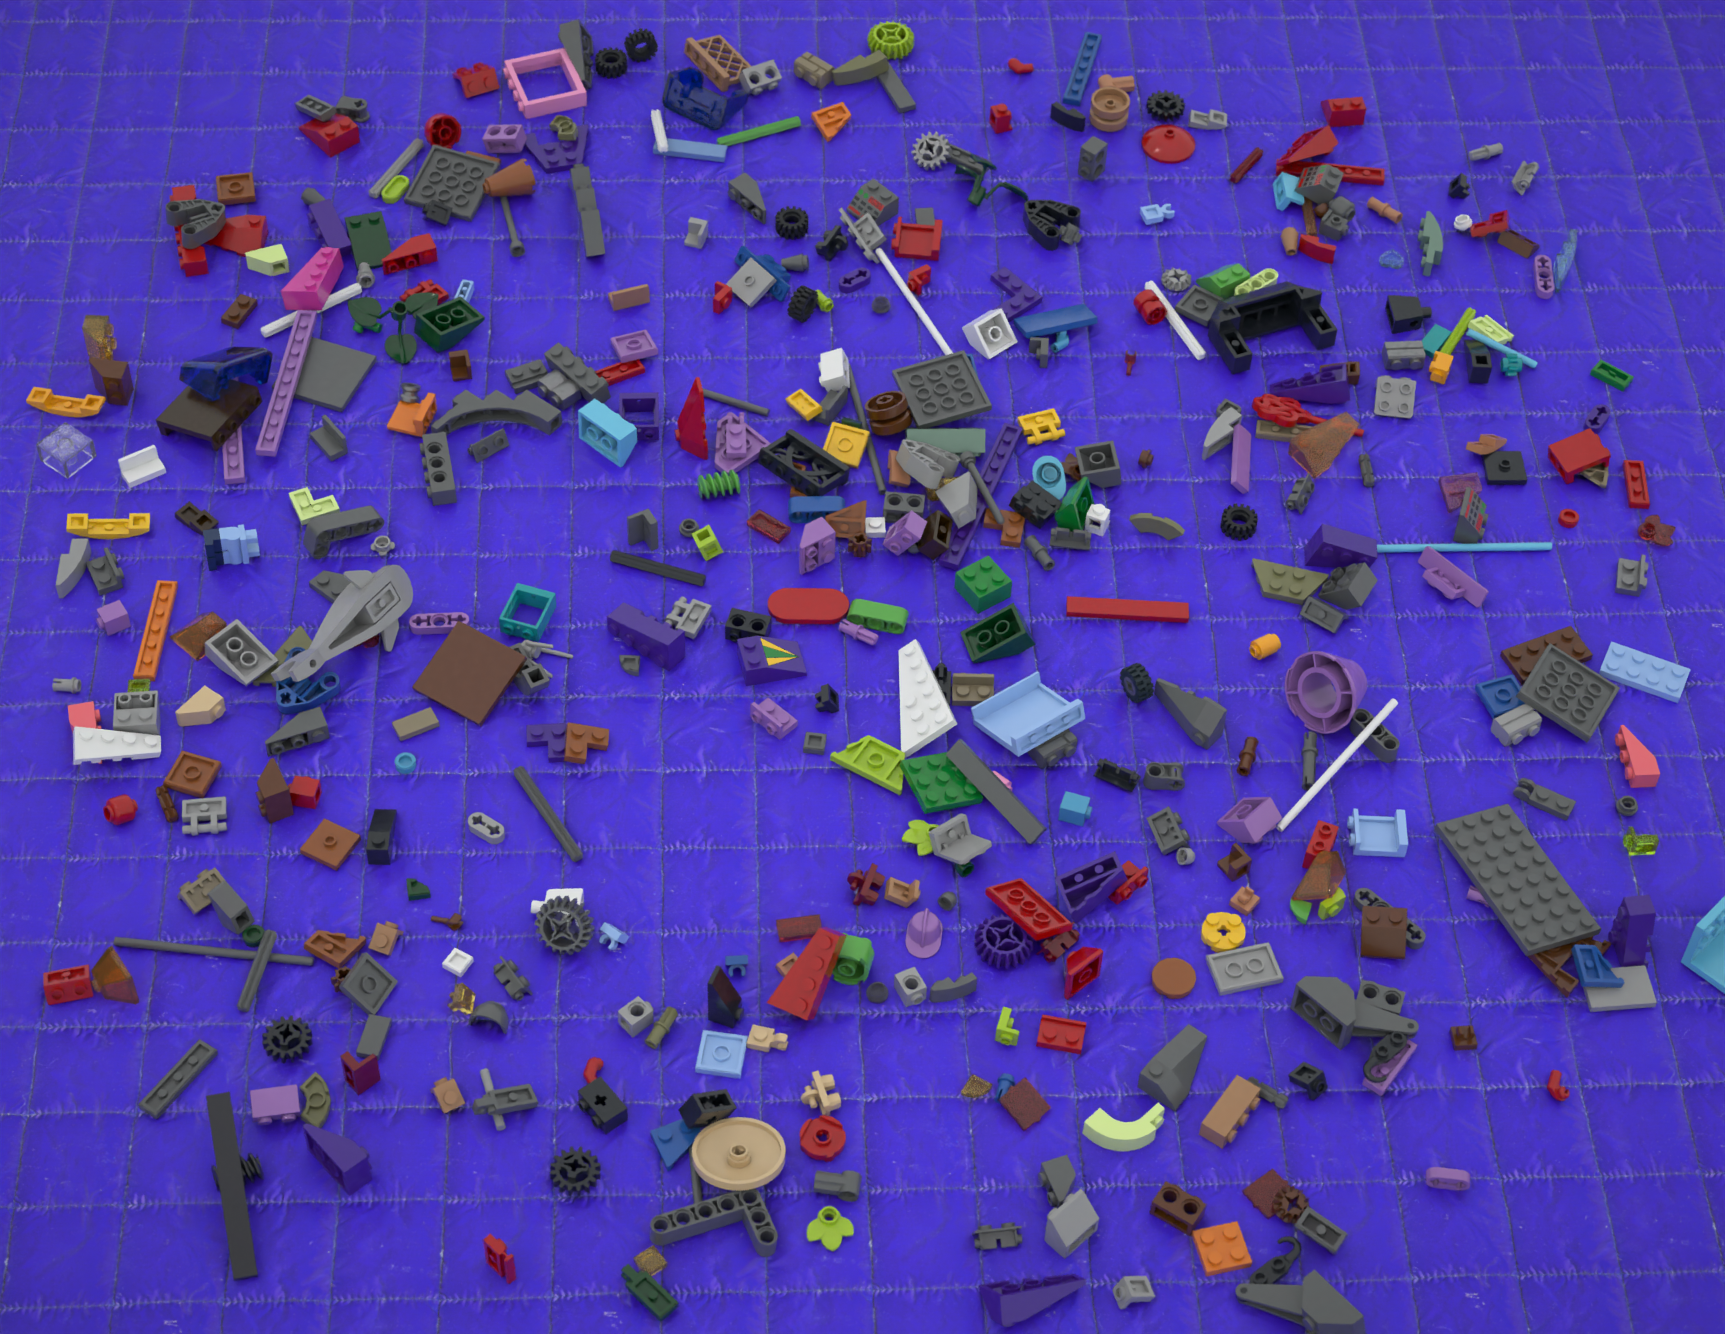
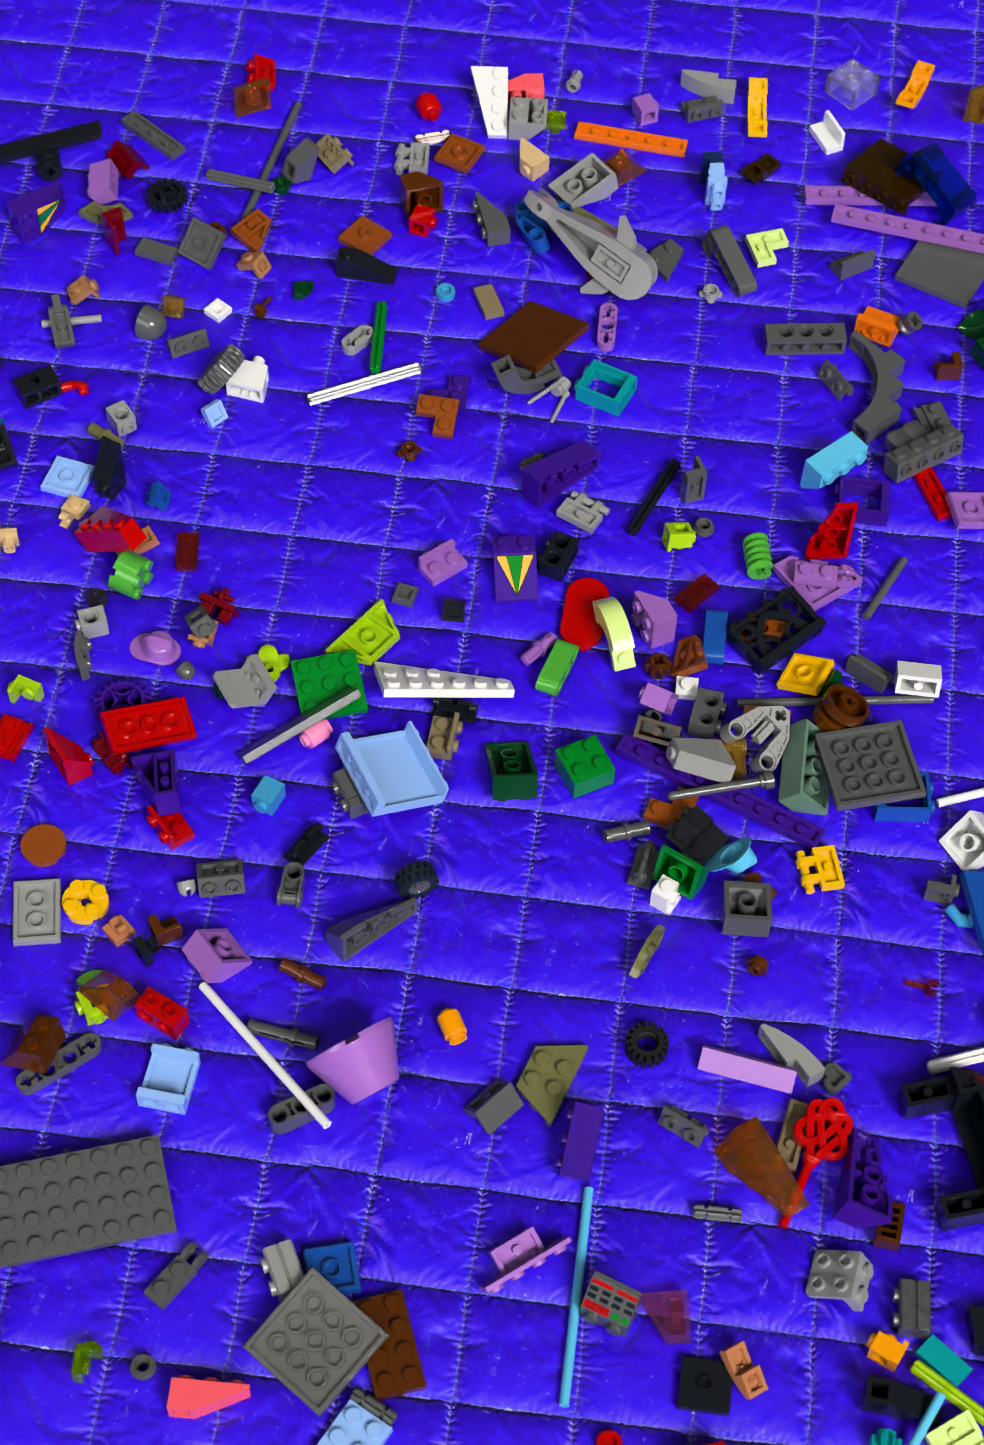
camera: 100 degrees right, 5 degrees up
(112, 380) = (932, 111): slope -> none
(235, 1083) = (126, 159): none -> dark red panel
(486, 806) = (378, 337): none -> green axle
(637, 758) = (409, 451): none -> reddish brown plate
(804, 404) = (870, 646): yellow plate -> none
(832, 567) = (617, 630): none -> yellowish green arch
(897, 879) = (203, 625): none -> dark grey brick
(1127, 609) = (533, 904): red tile -> none
(1261, 872) = (145, 949): none -> black tile
(1348, 586) = (526, 1138): dark grey slope -> none
(1598, 655) = (374, 1406): none -> dark grey axle

